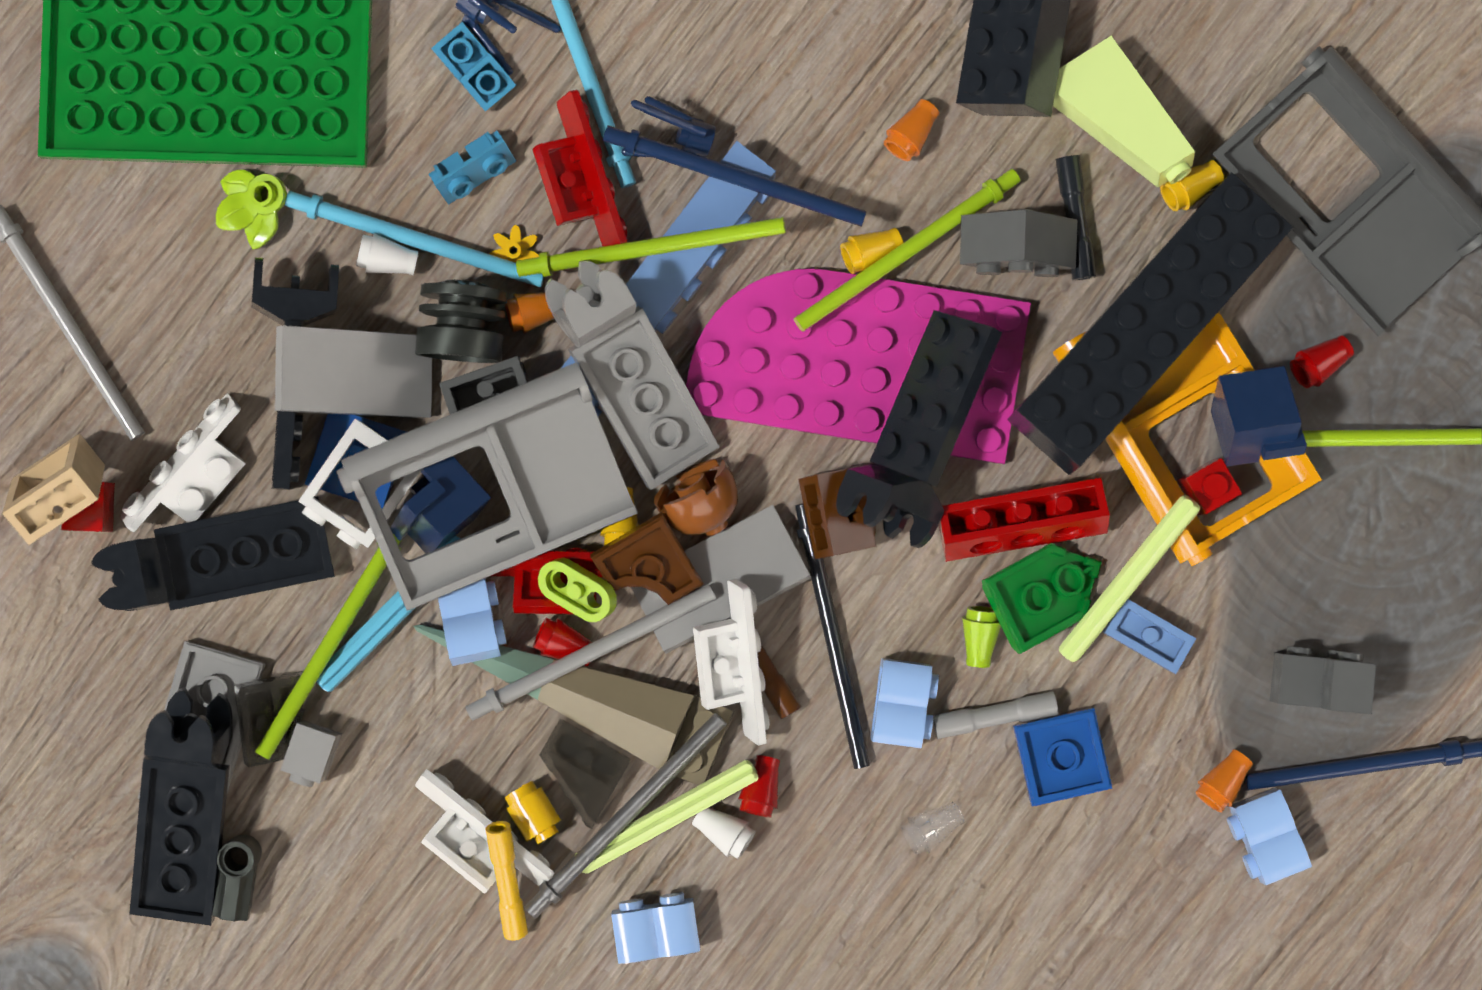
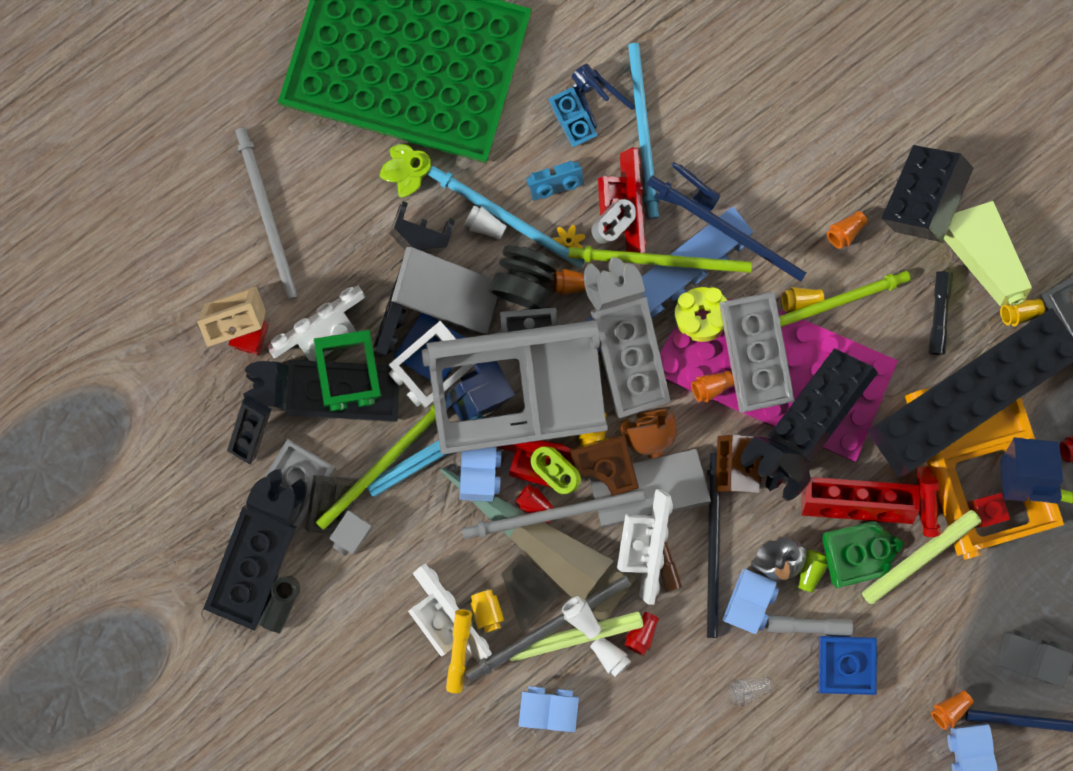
camera: 10 degrees right, 5 degrees down
(123, 645) = (249, 429): none -> black tile
(224, 484) = (340, 342): none -> green window
(563, 203) = (610, 217): none -> light grey beam
(664, 788) = (579, 614): none -> white cone
(734, 285) = (691, 303): none -> neon yellow plate
(769, 411) = (711, 385): none -> orange cone
(822, 345) = (756, 351): none -> light grey tile
(930, 632) = (780, 558): none -> flat silver hair
(1018, 241) = (900, 317): dark grey brick -> none
(1121, 502) = (928, 502): none -> red plate
(1150, 636) = (925, 600): medium blue plate -> none

